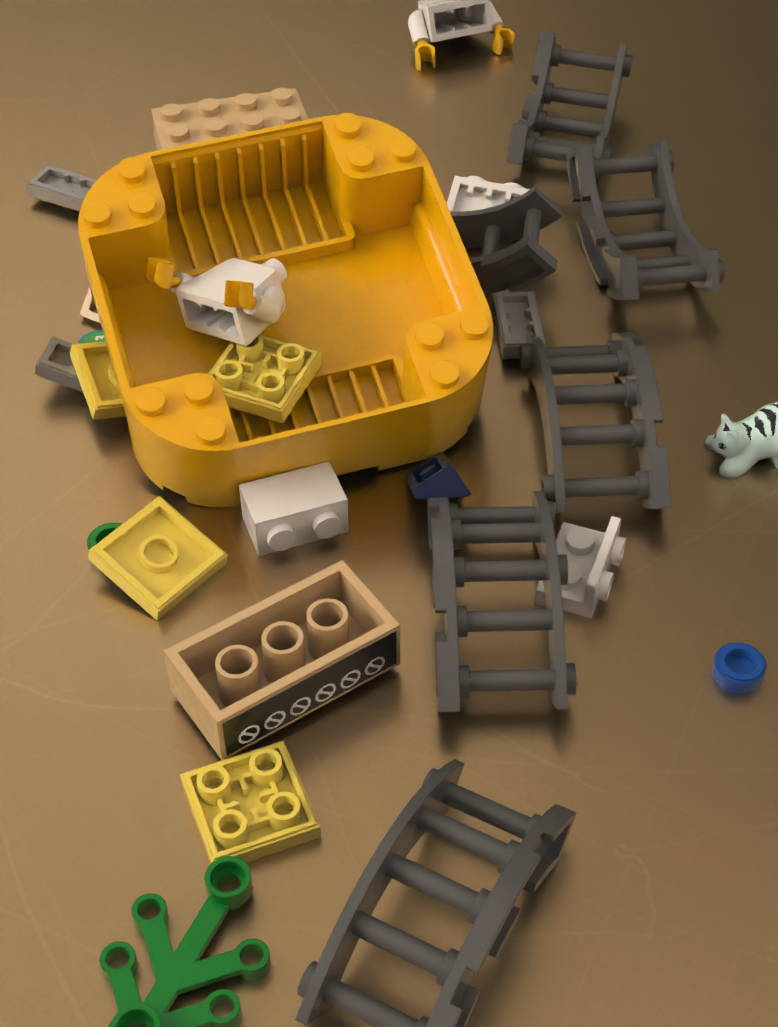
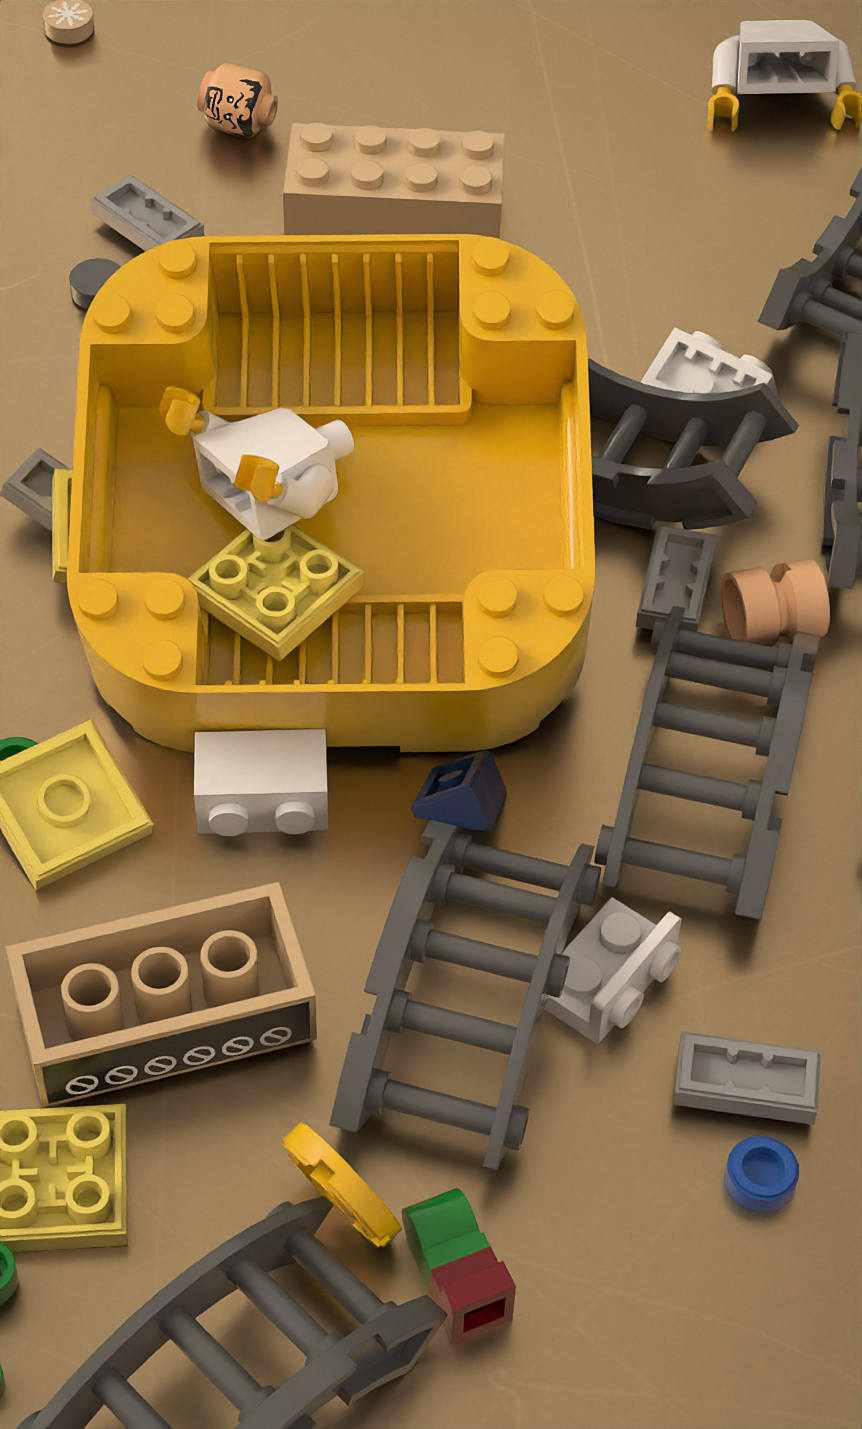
camera: 15 degrees right, 5 degrees up
(49, 236) = (88, 279): none -> dark grey tile
(104, 107) = (237, 100): none -> light nougat head
(461, 738) = (341, 1185): none -> yellow tile
(565, 778) = (458, 1264): none -> leg
(591, 318) = (764, 605): none -> light nougat wheel
(704, 609) = (747, 1078): none -> light grey plate

